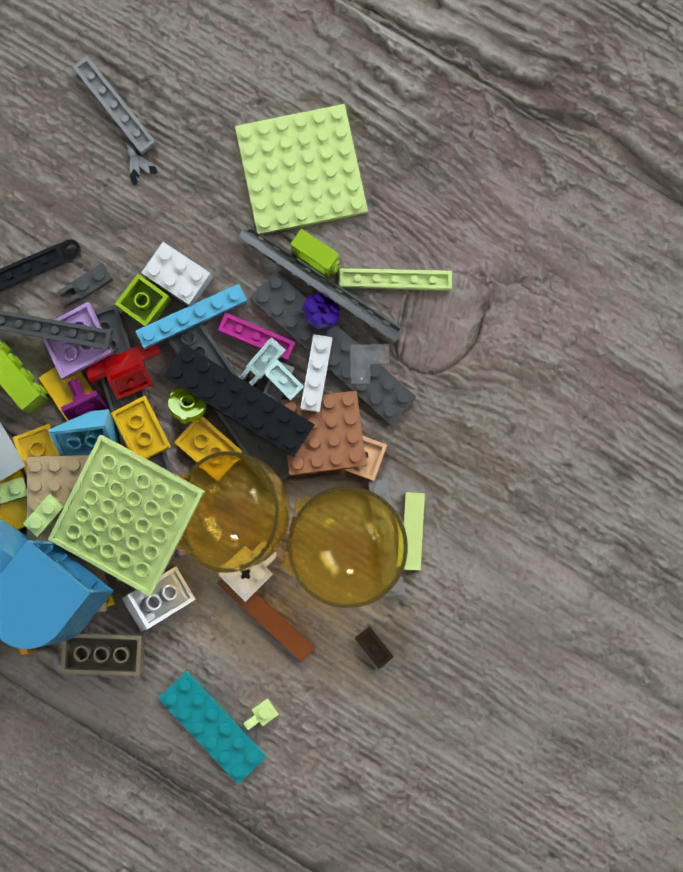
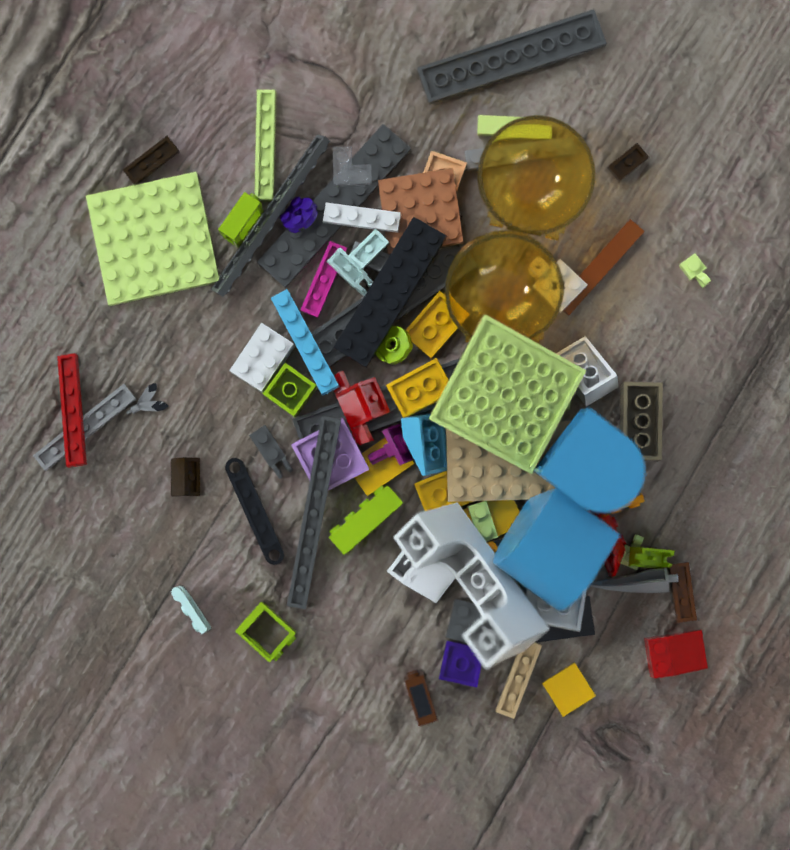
camera: 85 degrees left, 0 degrees up
(44, 515) = (507, 480): yellowish green plate -> none
(62, 202) = (185, 476): none -> dark brown panel
(129, 91) = (72, 410): none -> red tile
(212, 727) = (708, 317): teal plate -> none
(379, 166) = (151, 160): none -> dark brown plate
(486, 529) = (511, 56): none -> dark grey plate

